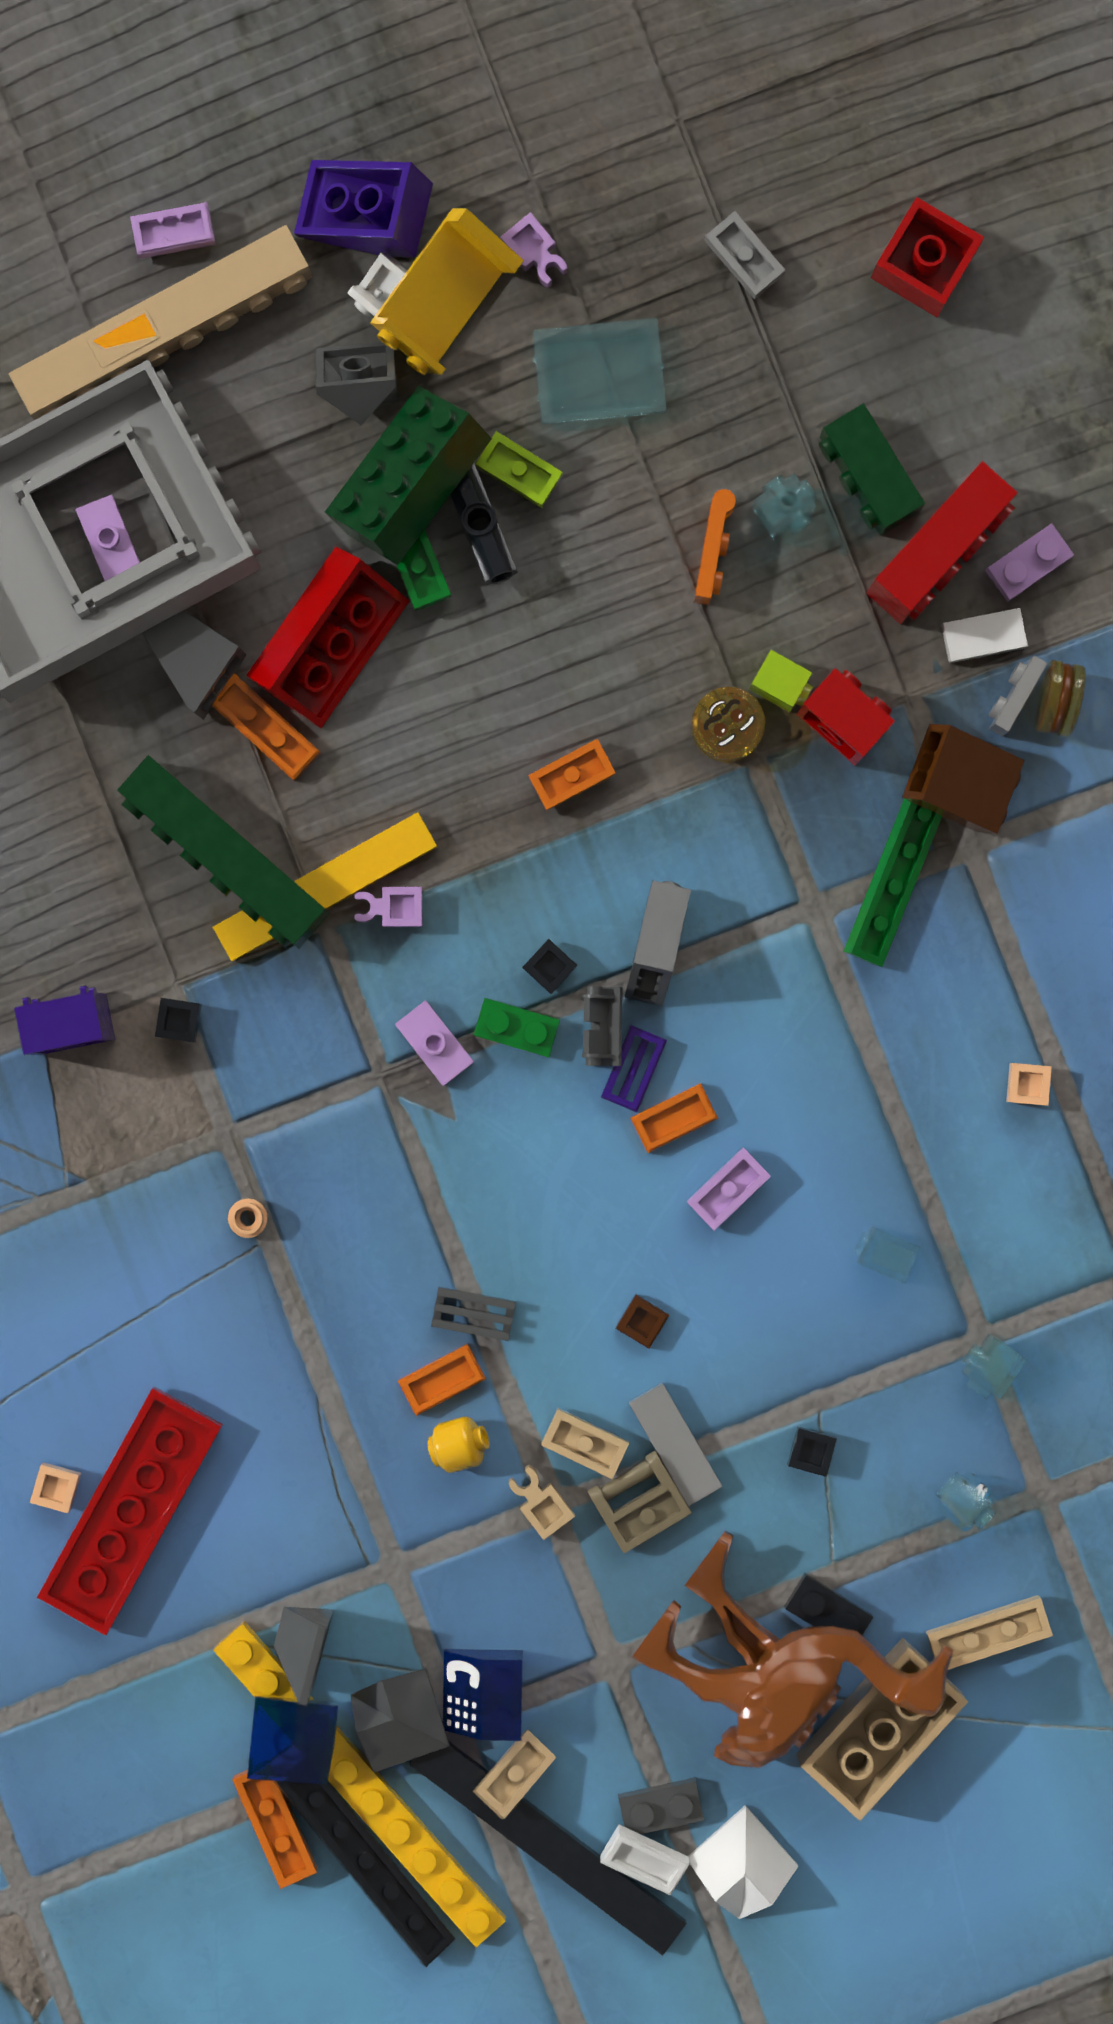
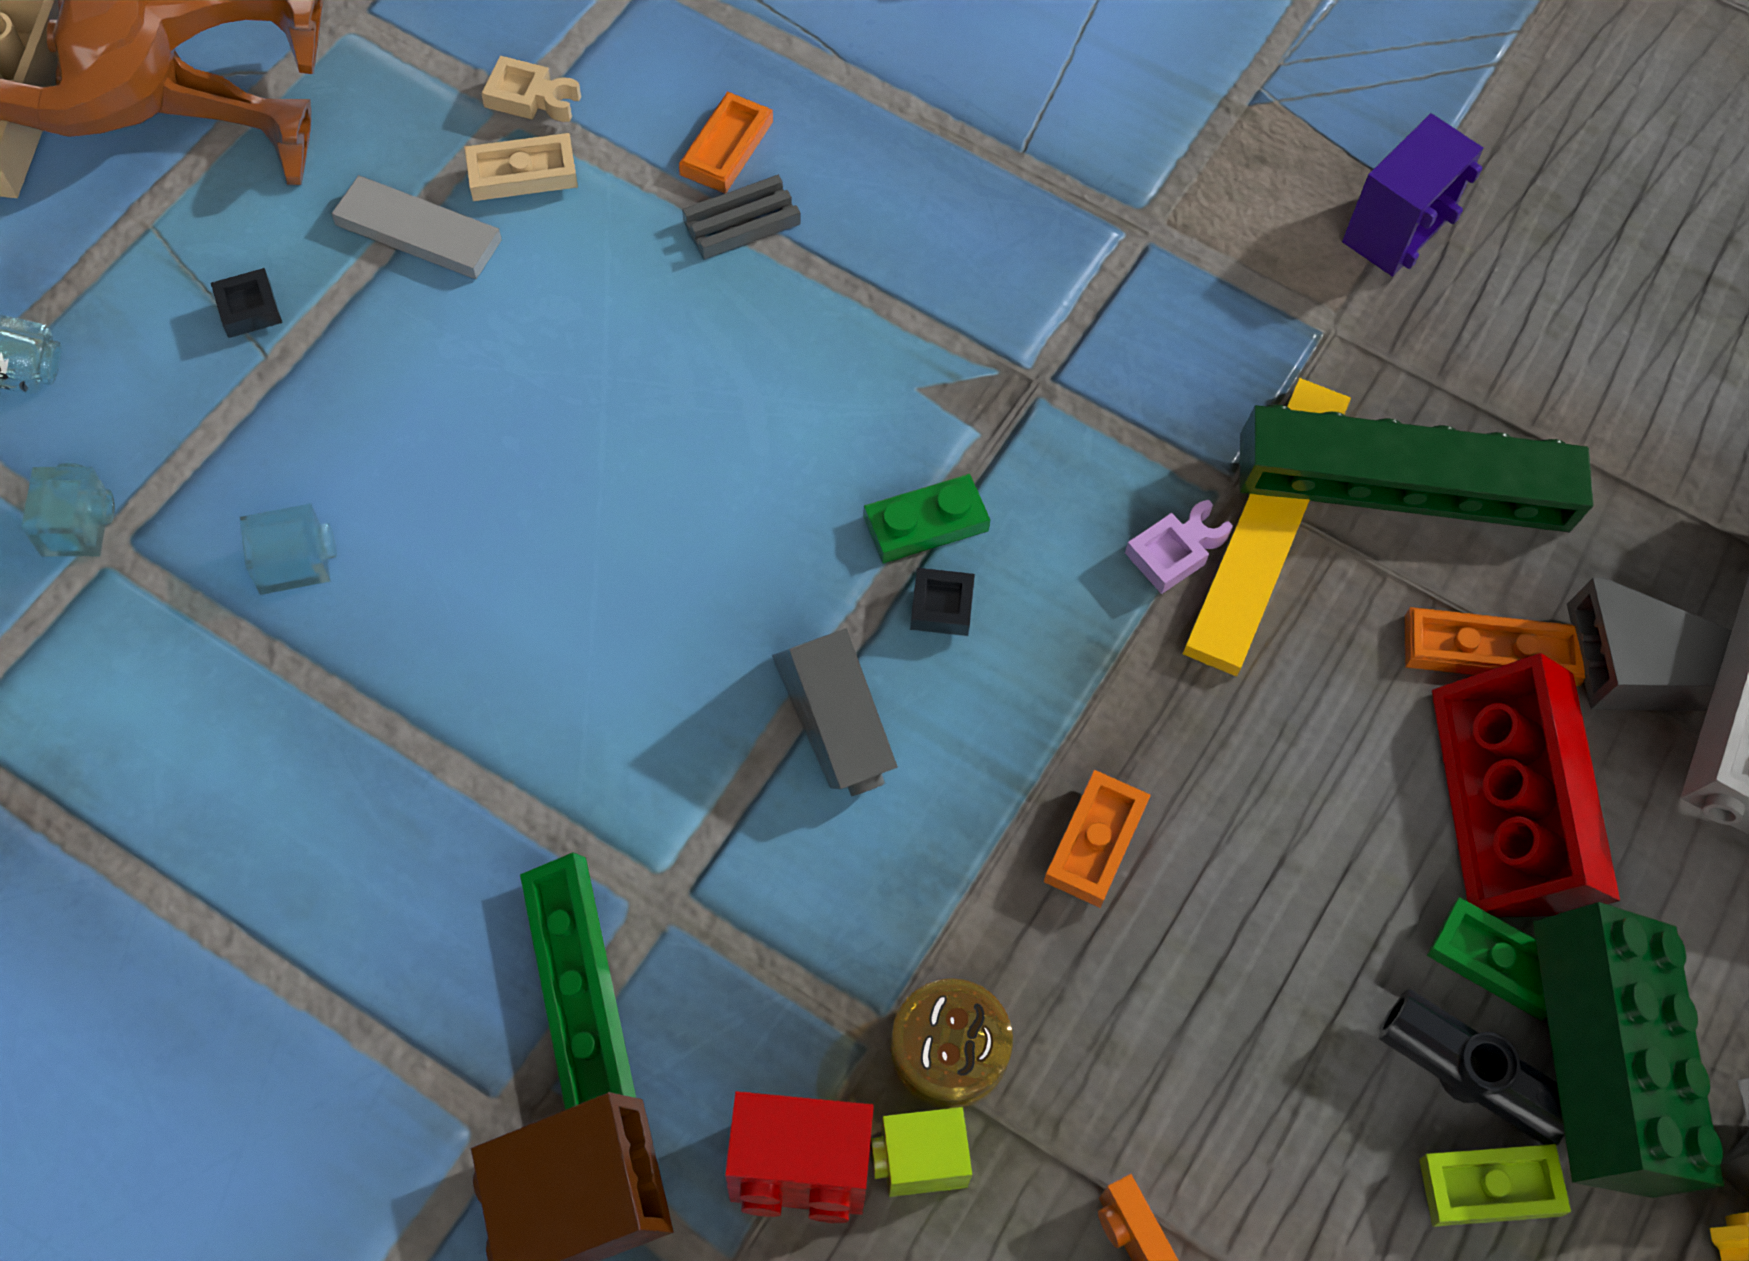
camera: 140 degrees right, 25 degrees down
(178, 1020) = (1299, 287): black plate -> none
(235, 1221) = (1057, 158): light nougat plate -> none
(434, 1043) = (1006, 443): lavender plate -> none
(458, 1444) = (660, 86): yellow head -> none
(604, 1041) = (841, 592): dark grey hinge -> none
(621, 1098) = (762, 603): dark purple tile -> none
(642, 1321) = (543, 318): reddish brown tile -> none
(646, 1513) = (406, 138): dark tan plate -> none
(674, 1118) = (663, 542): orange tile -> none
(728, 1188) = (539, 502): lavender plate -> none
(825, 1607) = (124, 175): black plate -> none
(1029, 1084) = (219, 862): light nougat plate -> none

